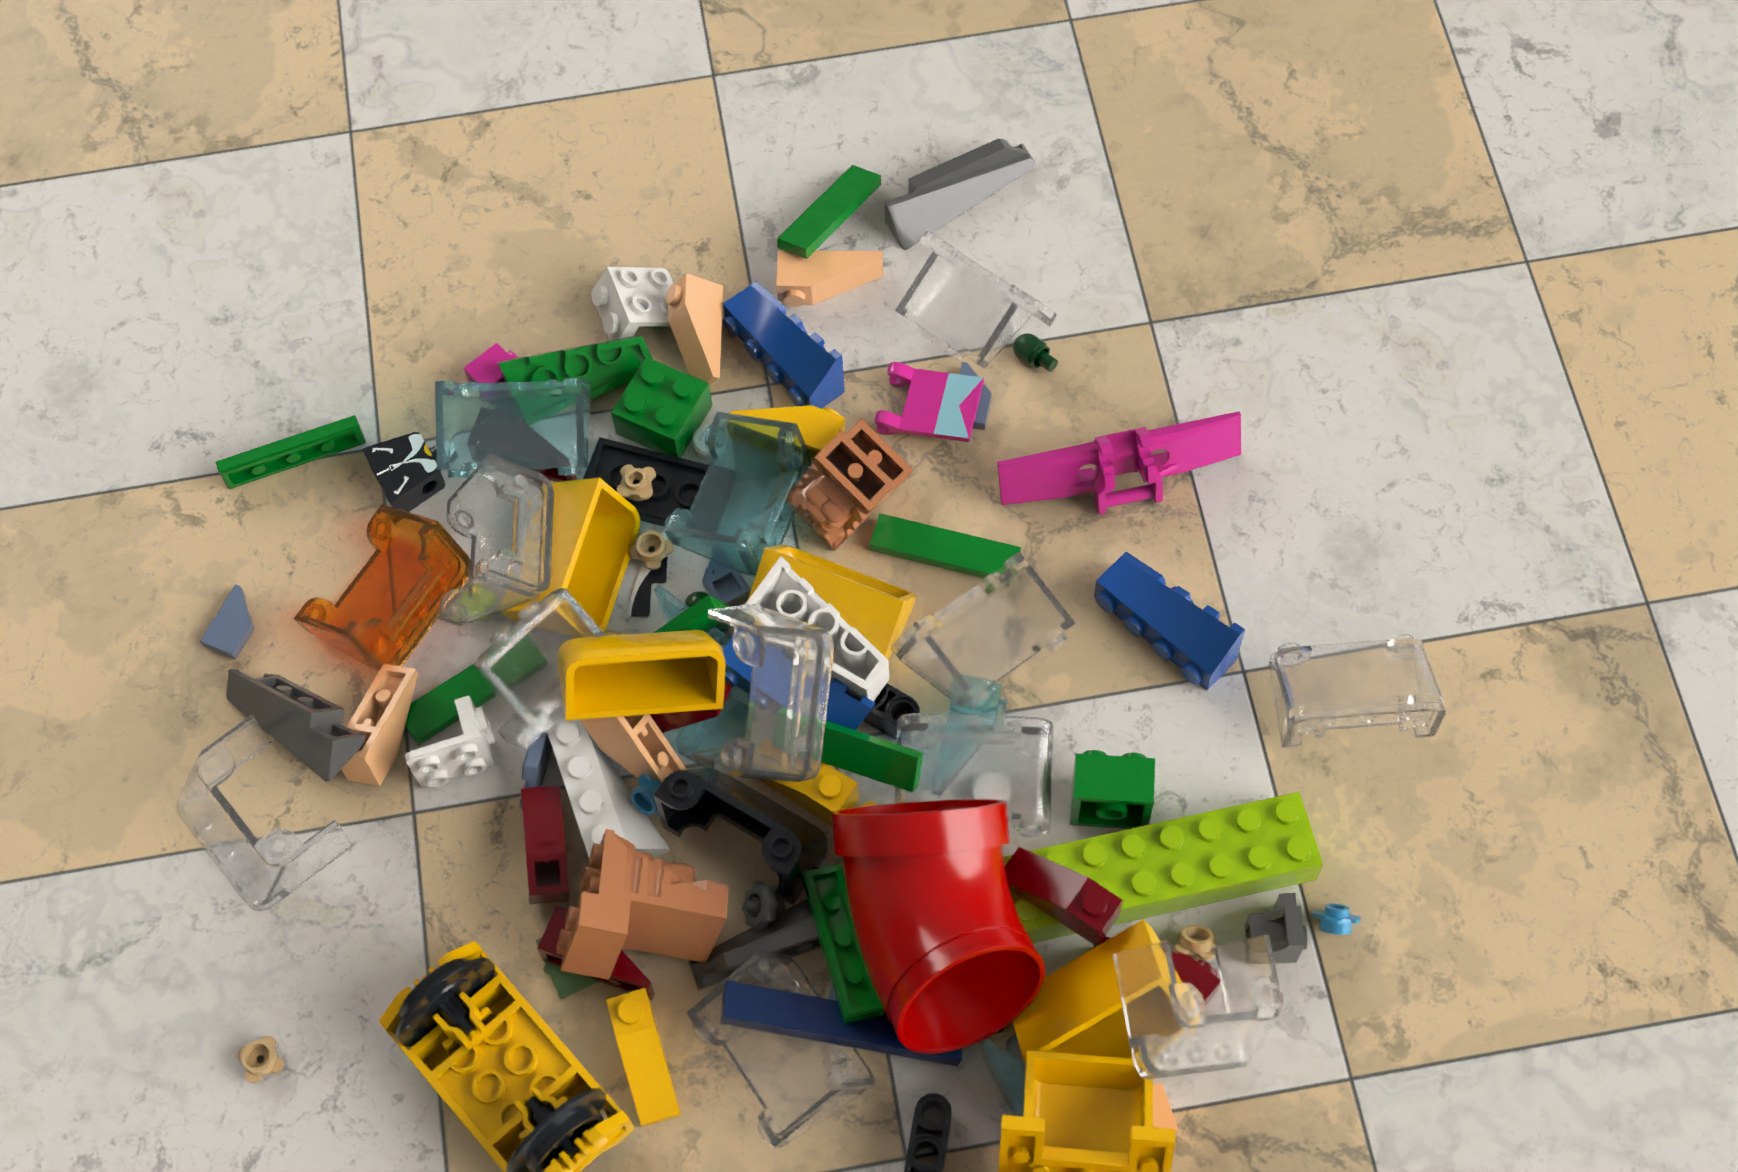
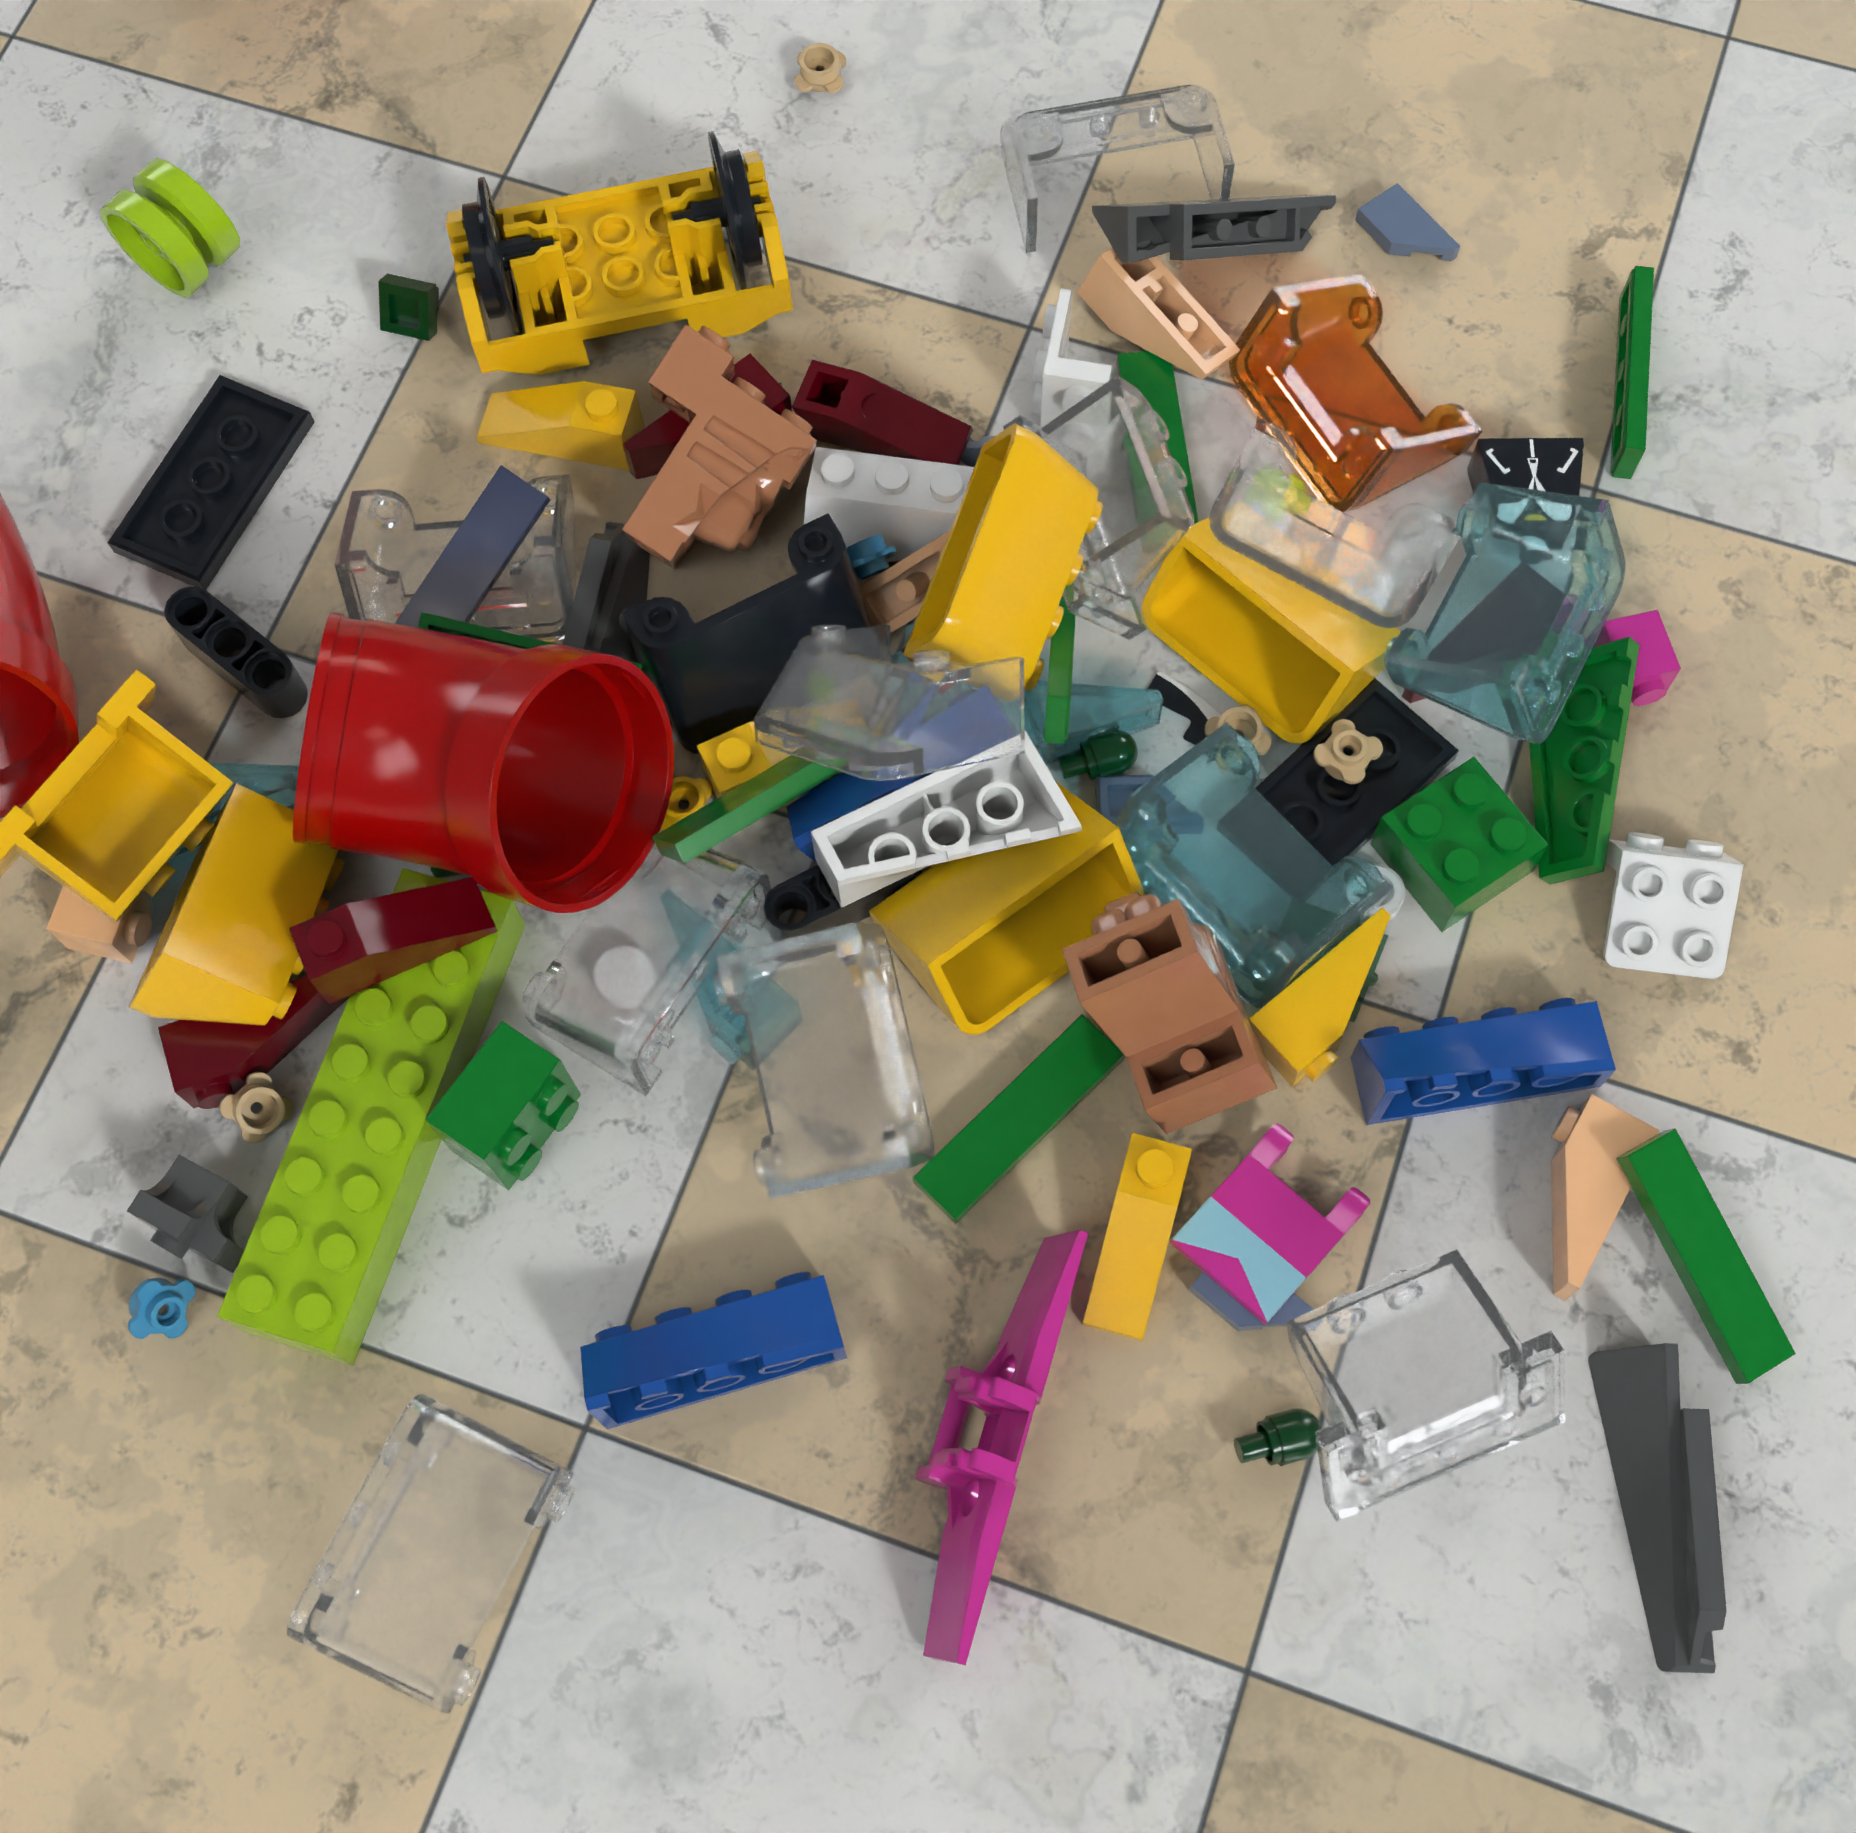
camera: 120 degrees right, 5 degrees up
(697, 324) = (1585, 956): light nougat slope -> none
(966, 458) = (1137, 1236): none -> yellow slope
(1168, 1018) = (101, 938): clear windscreen -> none

